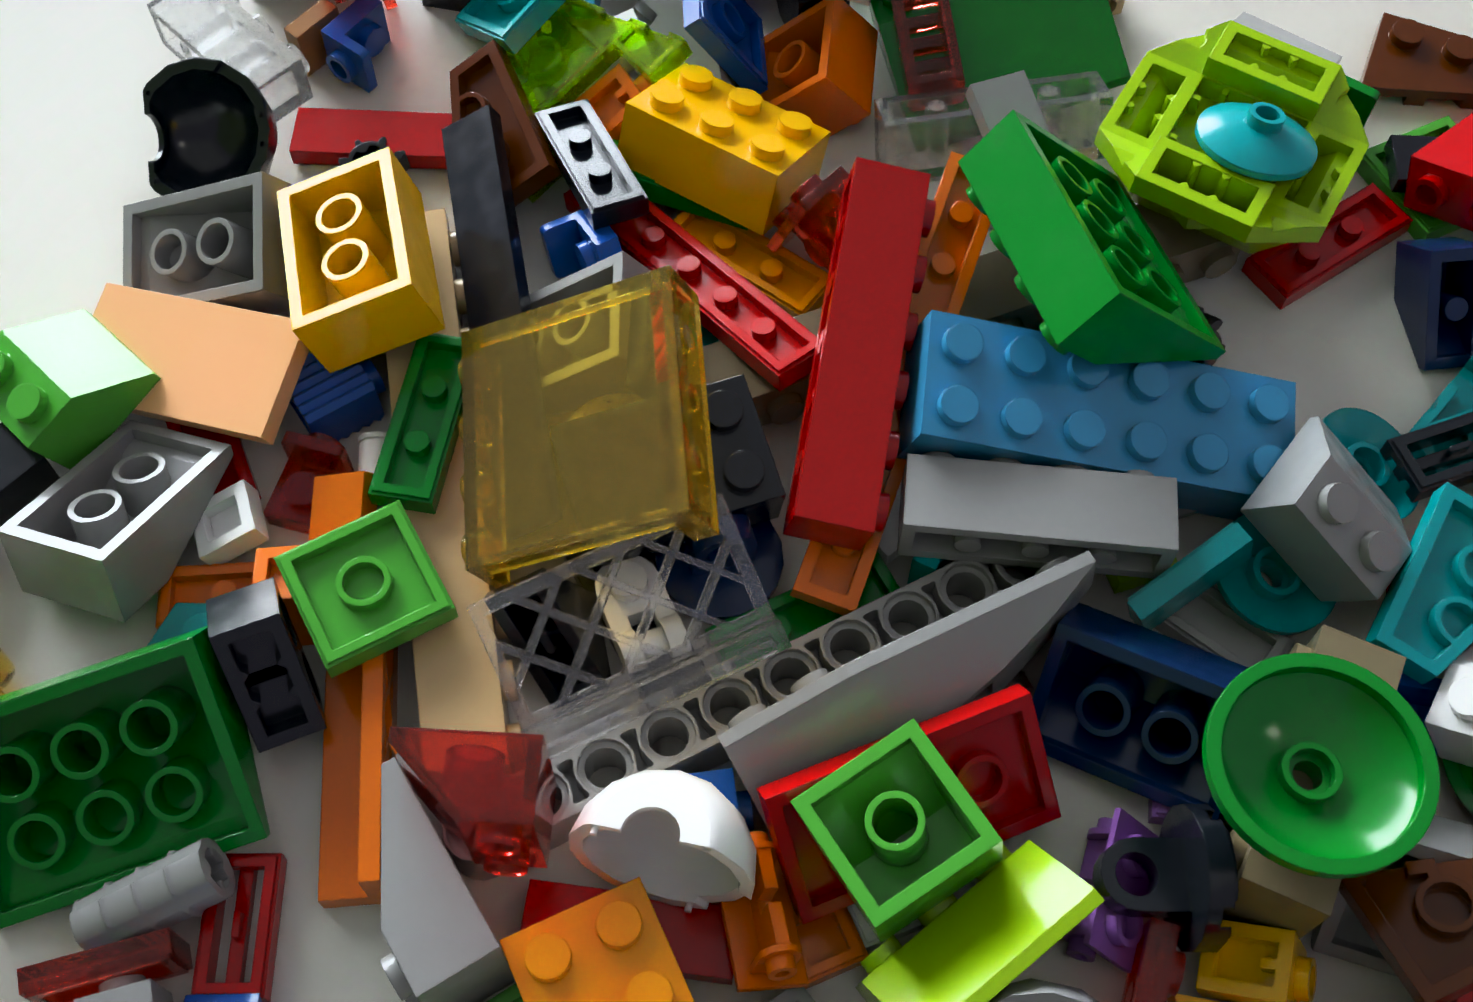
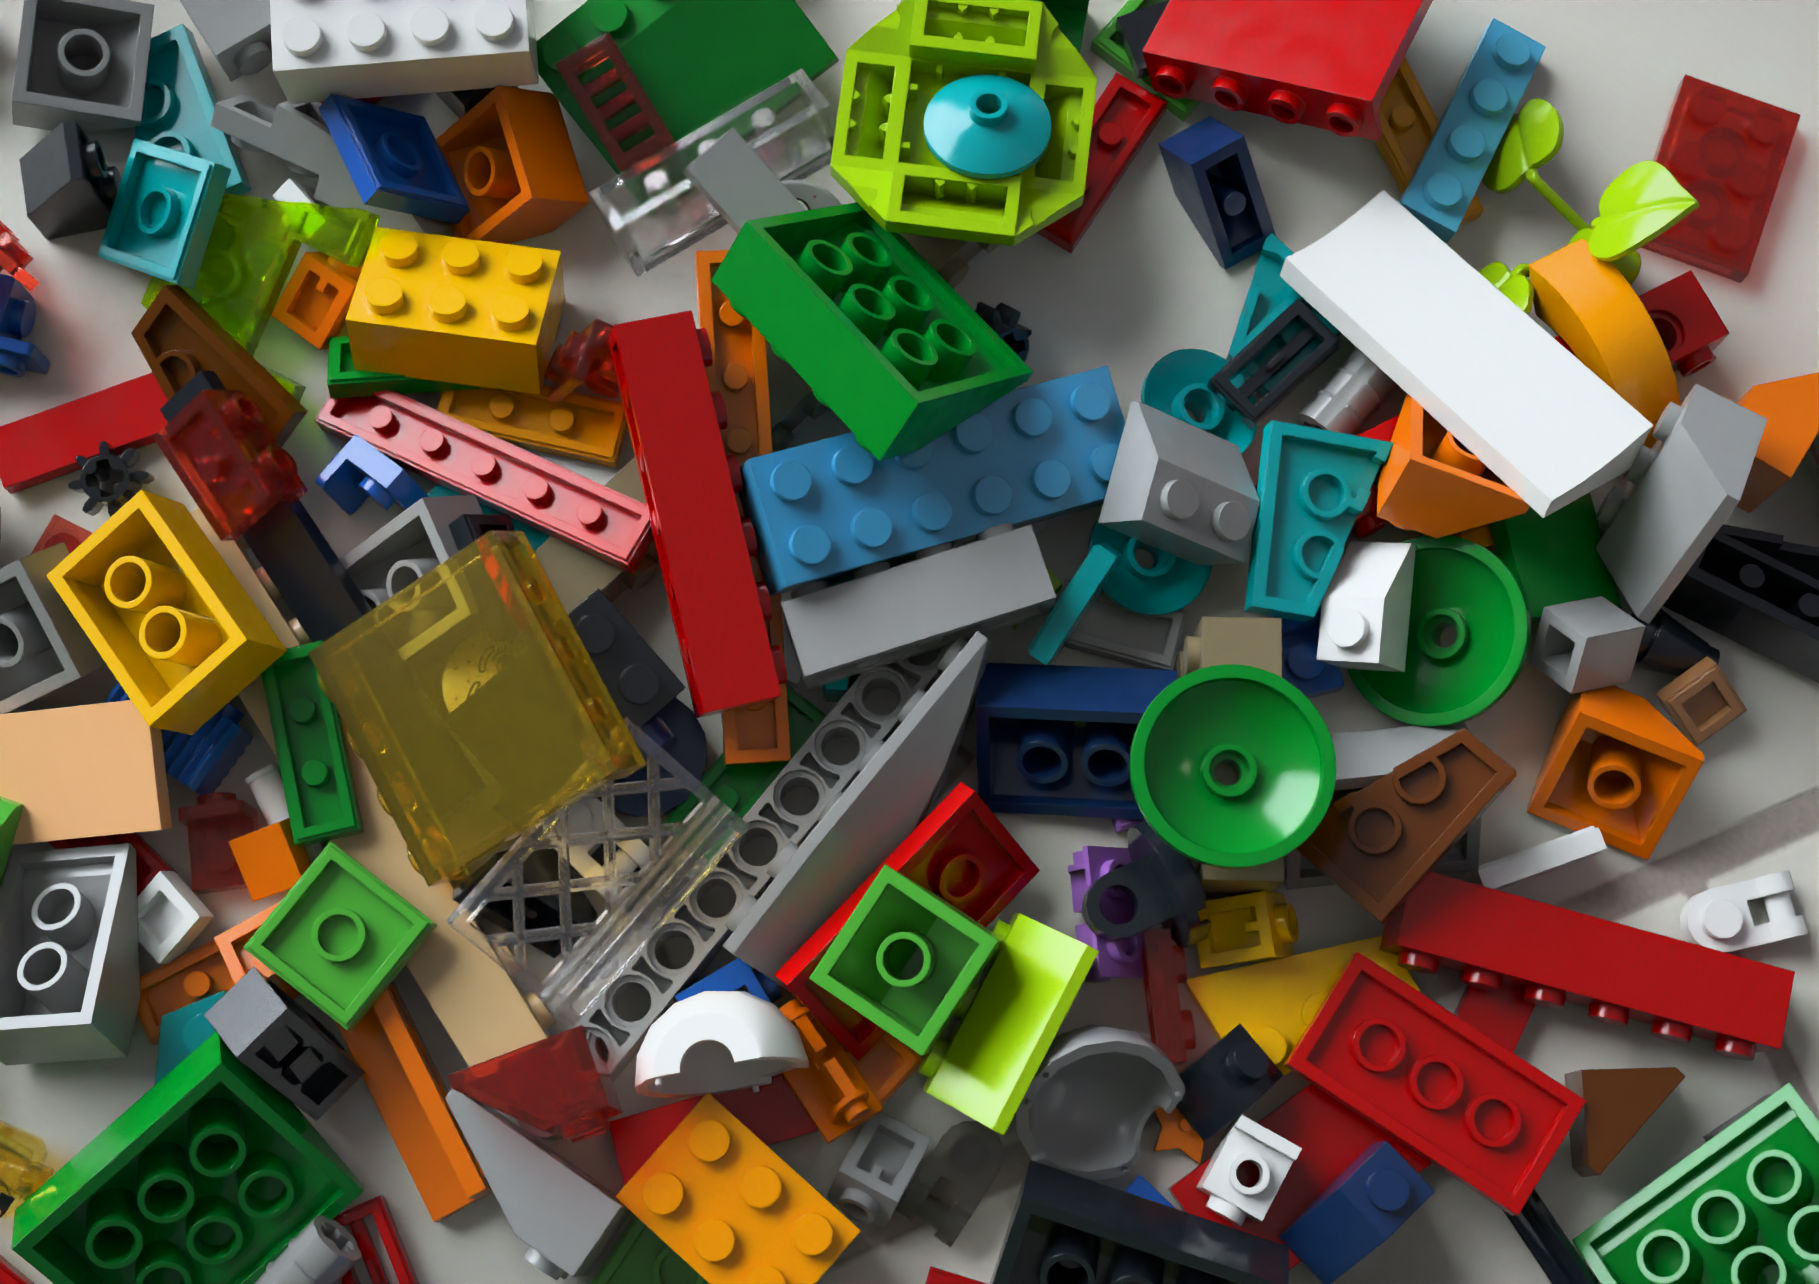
camera: 25 degrees left, 15 degrees up
(475, 174) = (229, 460): none -> clear red bracket
(592, 164) = (334, 388): tile -> none

